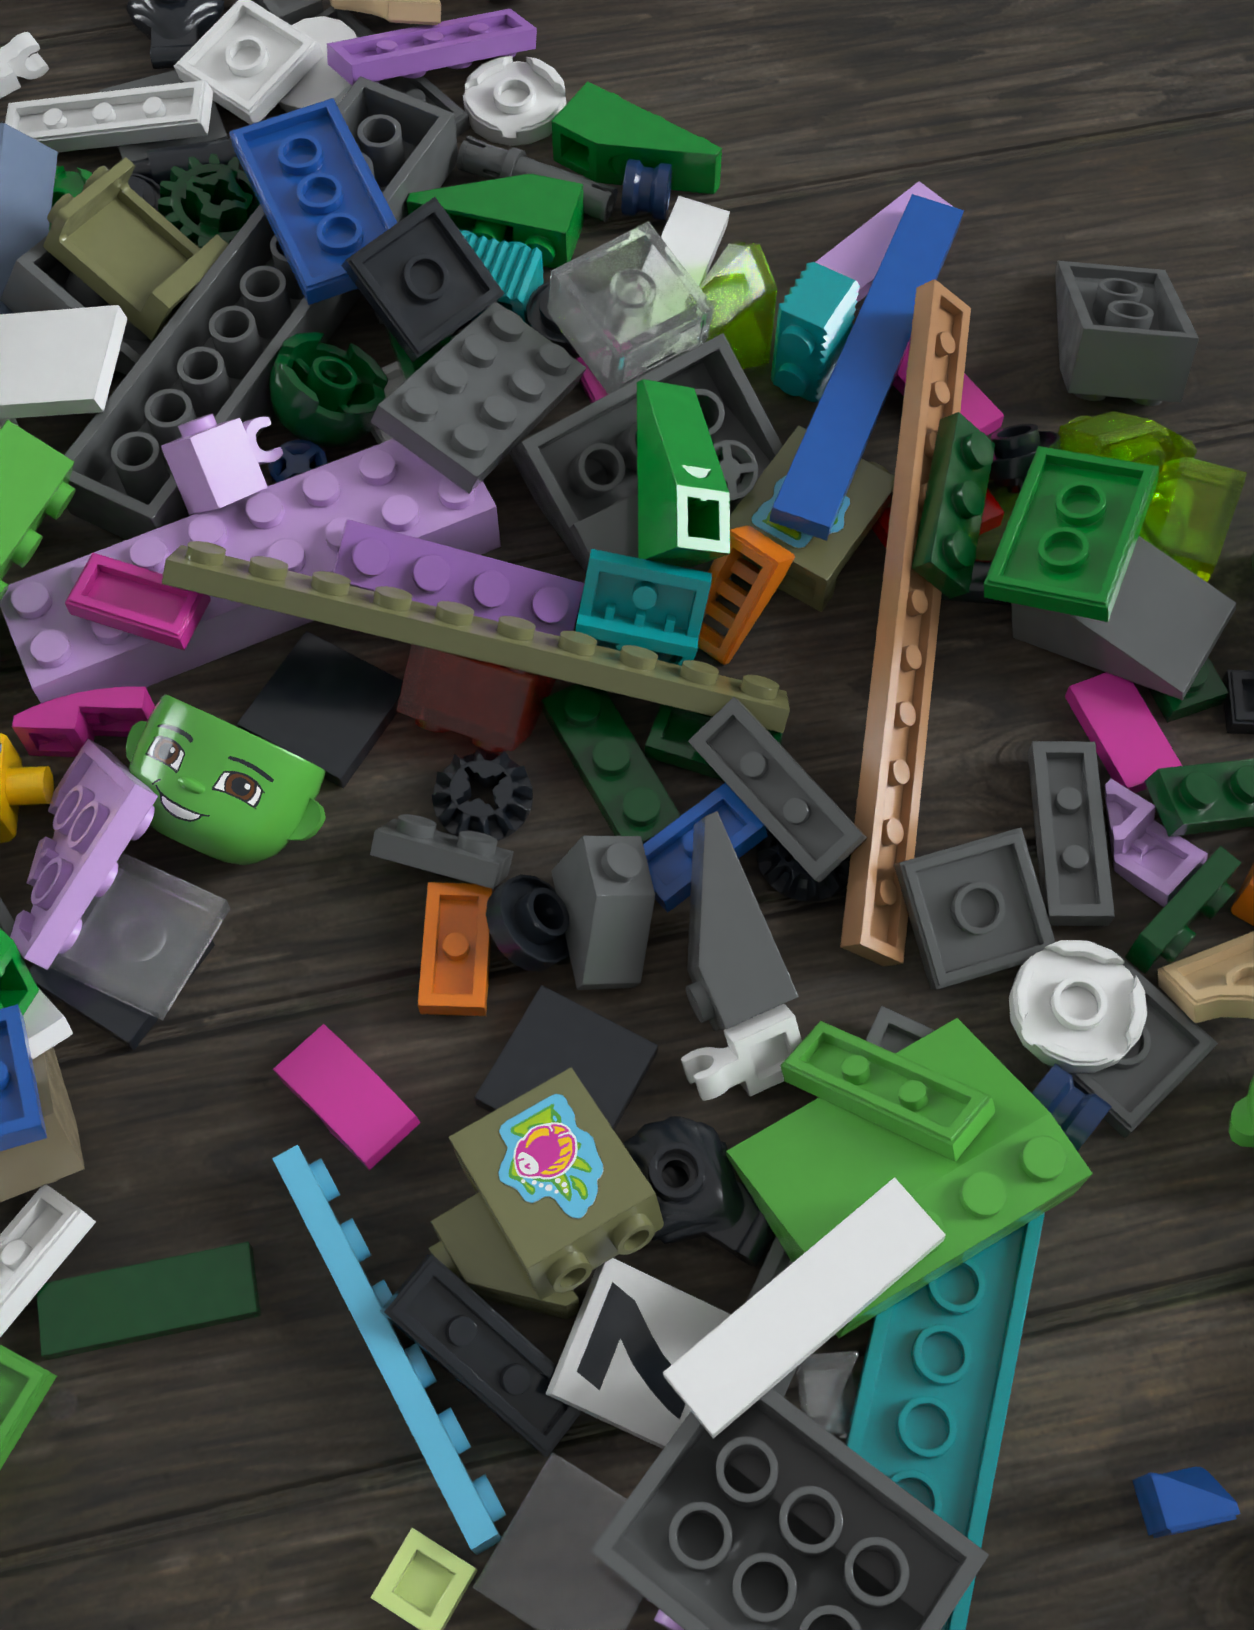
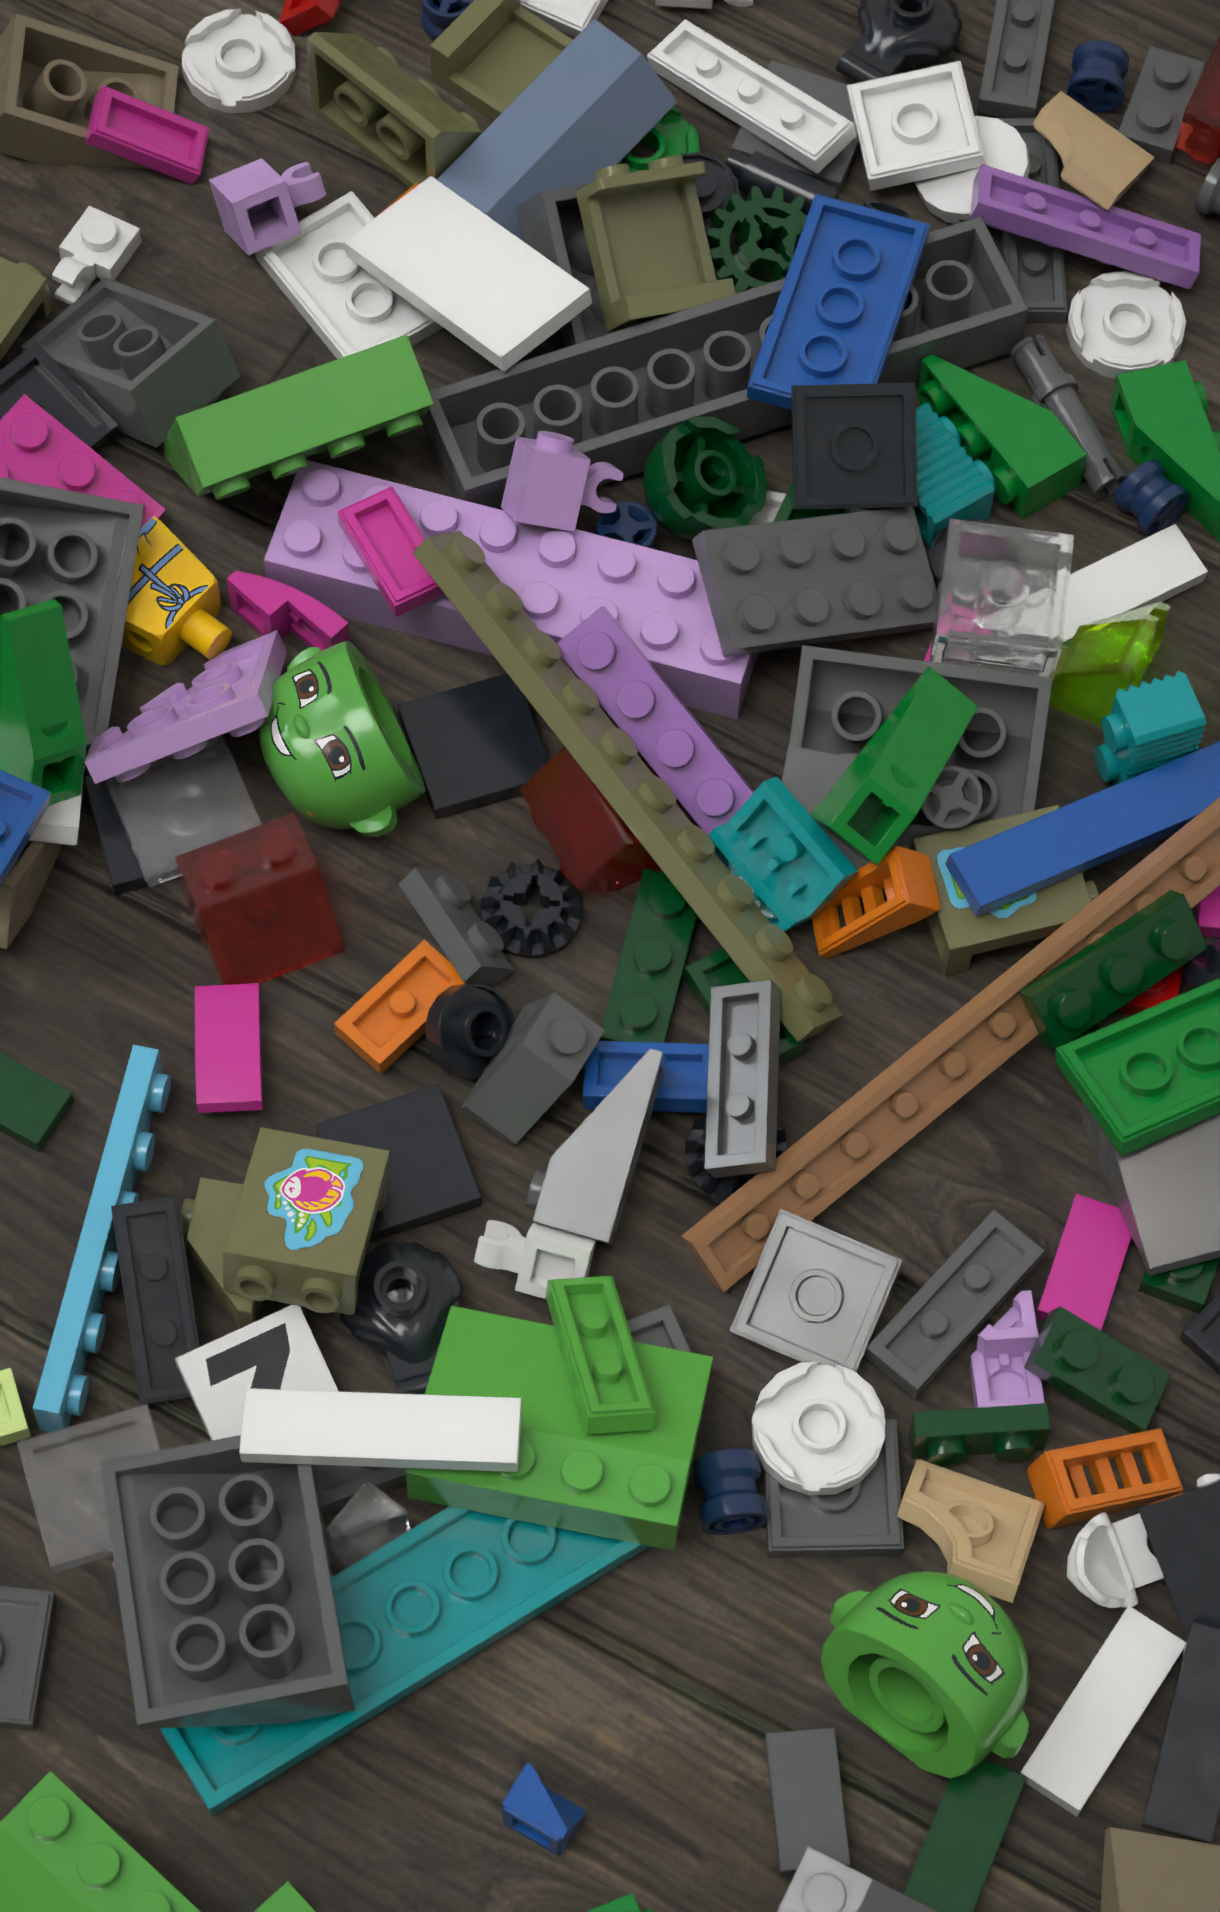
camera: 40 degrees right, 0 degrees up
(267, 959) = (259, 903): none -> clear red slope

